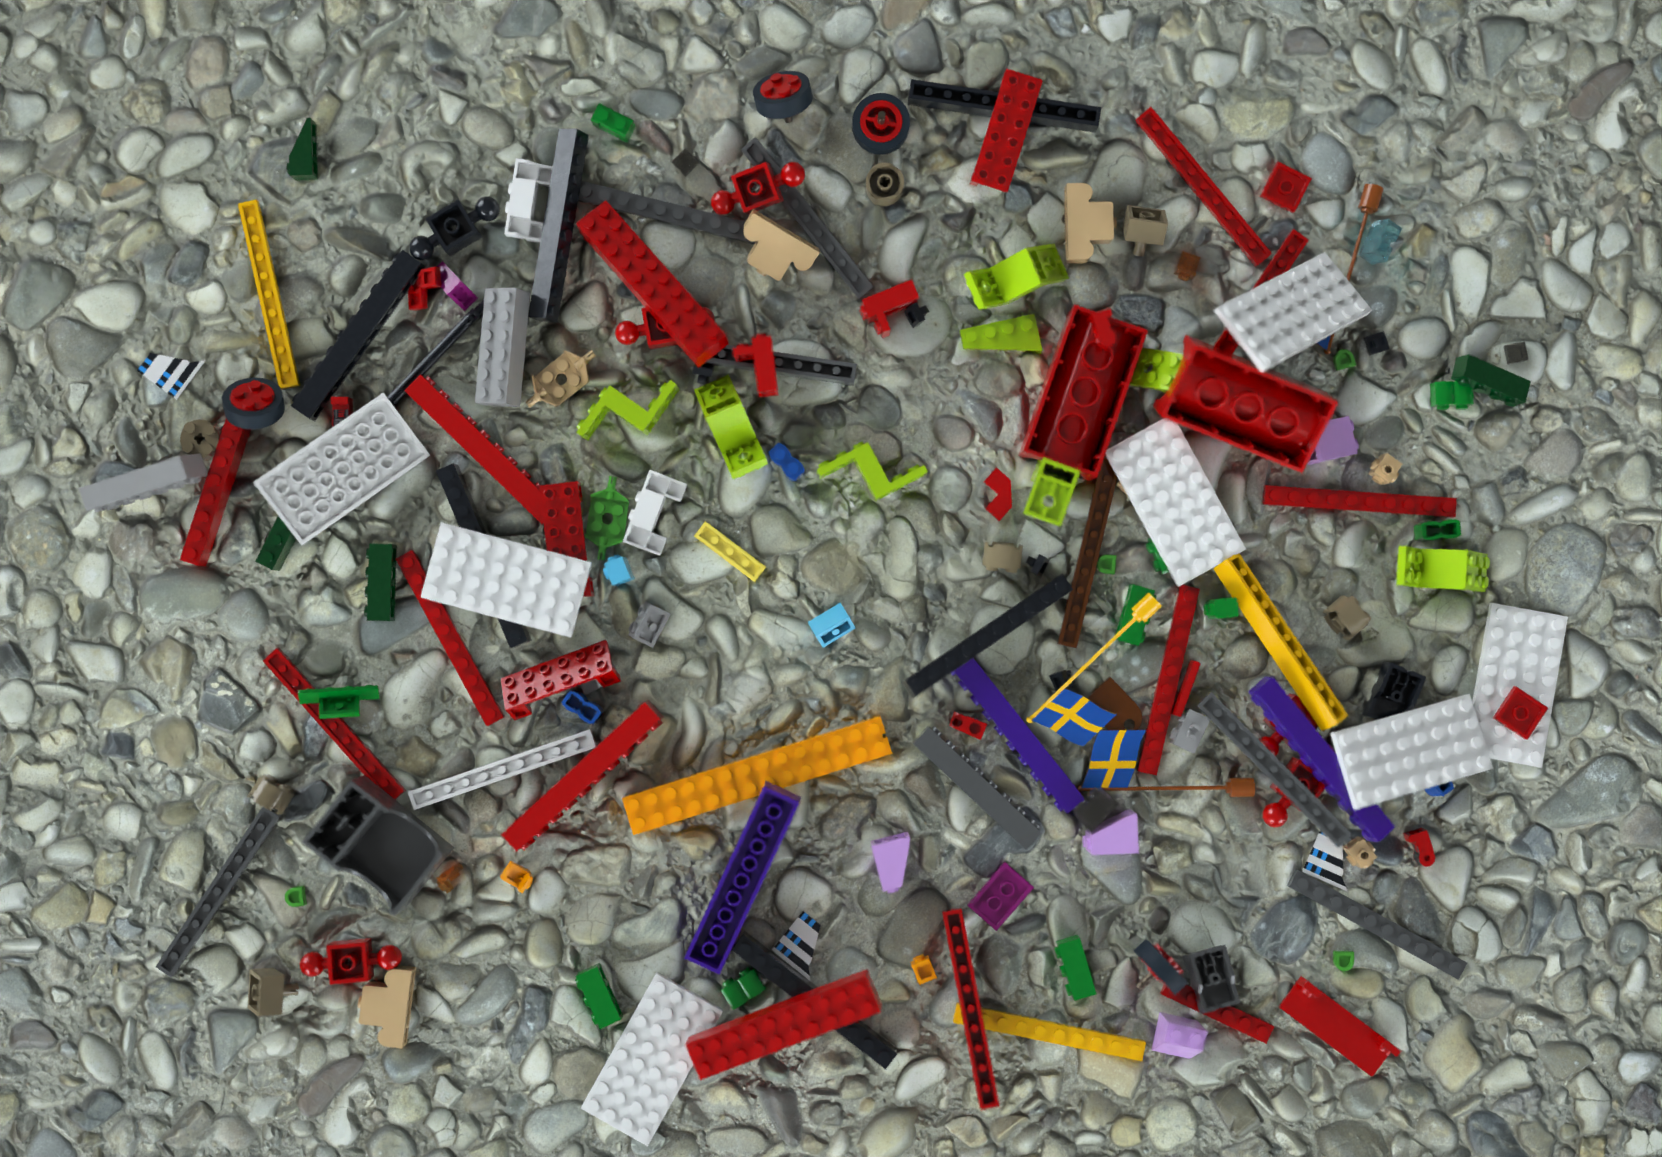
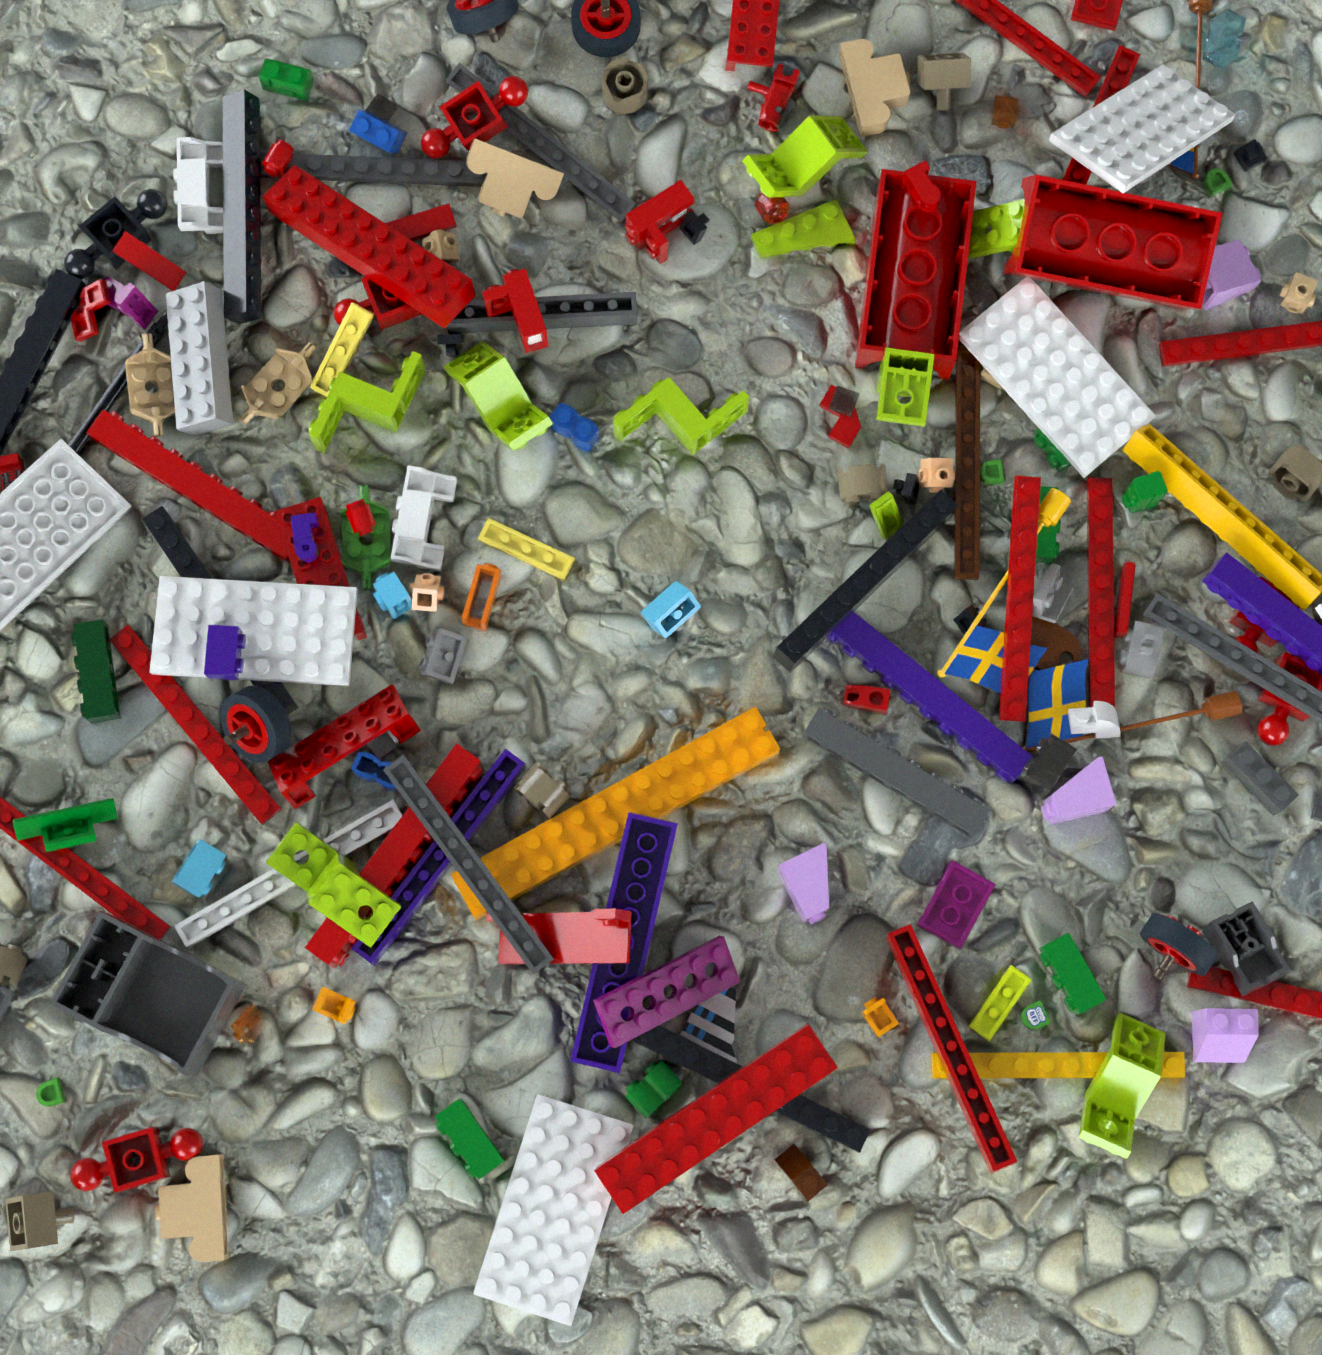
camera: 15 degrees left, 10 degrees down
(433, 753) = (199, 869): none -> medium azure brick
(467, 346) = (150, 367): none -> tan plate
(476, 258) = (149, 261): none -> red tile
(479, 596) = (224, 652): none -> dark purple brick
(494, 653) = (255, 724): none -> black wheel
(531, 790) = (333, 884): none -> lime bracket
(557, 514) = (303, 536): none -> dark purple leg
(594, 191) = (278, 158): none -> red brick
(605, 504) = (360, 517): none -> red brick
(616, 362) = (342, 347): none -> light yellow tile
(616, 782) = (434, 862): none -> dark purple brick
(635, 798) = (468, 864): none -> dark grey plate
(645, 573) = (426, 592): none -> light nougat brick
(678, 183) = (378, 131): none -> blue brick
(688, 583) = (481, 596): none -> orange window
(697, 866) = (576, 937): none -> bracket
(698, 267) = (424, 222): none -> red tile
(703, 748) = (542, 790): none -> dark tan brick
(710, 293) = (442, 245): none -> tan brick
(758, 914) = (653, 984): none -> magenta plate
(839, 1072) = (801, 1172): none -> reddish brown slope
(980, 317) = (771, 209): none -> clear red head
(1003, 484) = (844, 401): none -> clear smoke tile
(1006, 219) = (777, 98): none -> red piece
(1015, 585) = (886, 515): none -> lime tile
(1016, 976) = (999, 1003): none -> neon yellow tile
(1040, 992) = (1034, 1016): none -> tile
(1062, 559) = (936, 473): none -> light nougat brick
(1093, 1061) = (1122, 1085): none -> lime bracket
(1103, 674) = (1019, 598): none -> red plate
(1129, 675) = (1051, 595): none -> light grey bracket
(1142, 780) = (1099, 719): none -> white brick
(1255, 849) = (1260, 778): none -> dark grey brick

